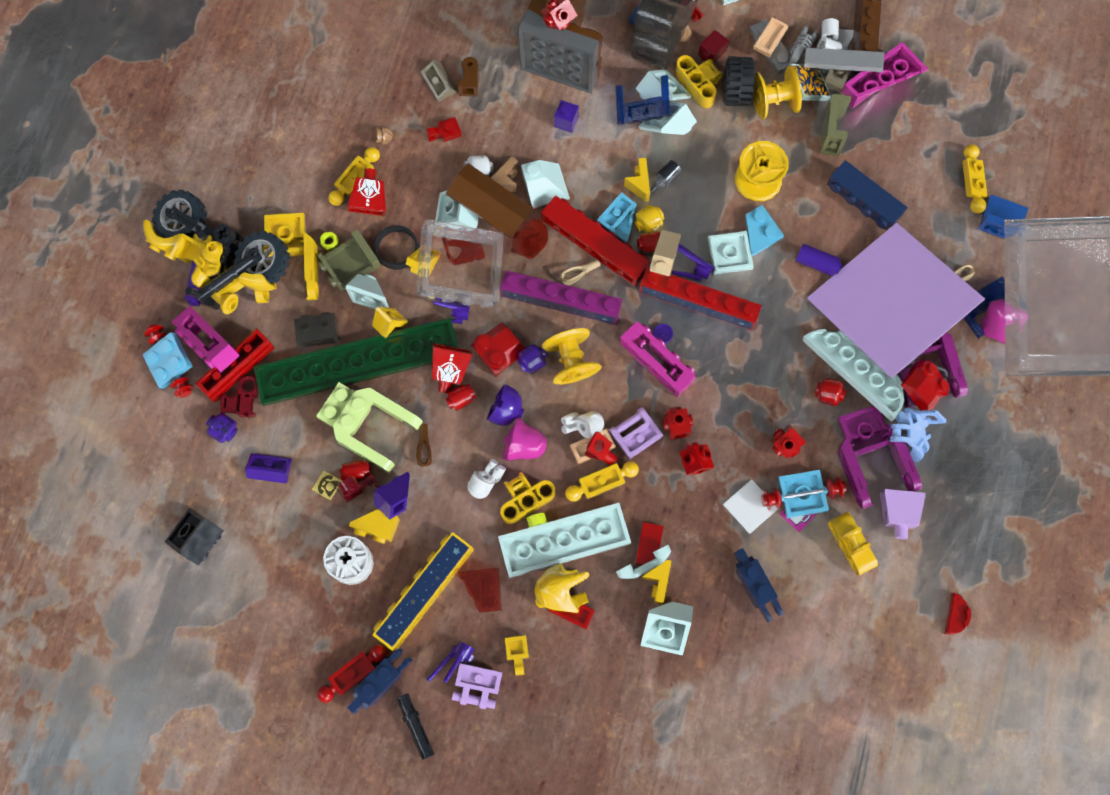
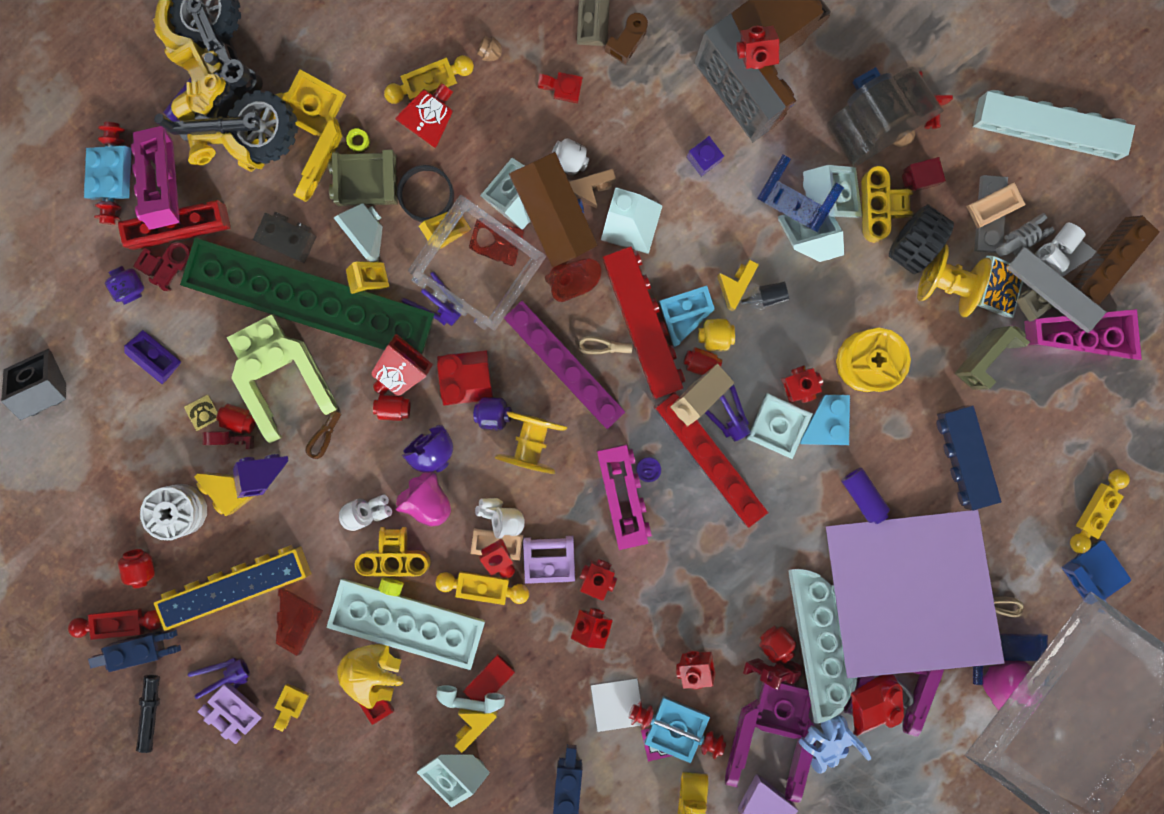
camera: 30 degrees right, 15 degrees up
(344, 621) = (136, 568): none -> red head
(726, 215) = (794, 388): none -> red brick
(840, 409) = (781, 672): none -> dark red piece

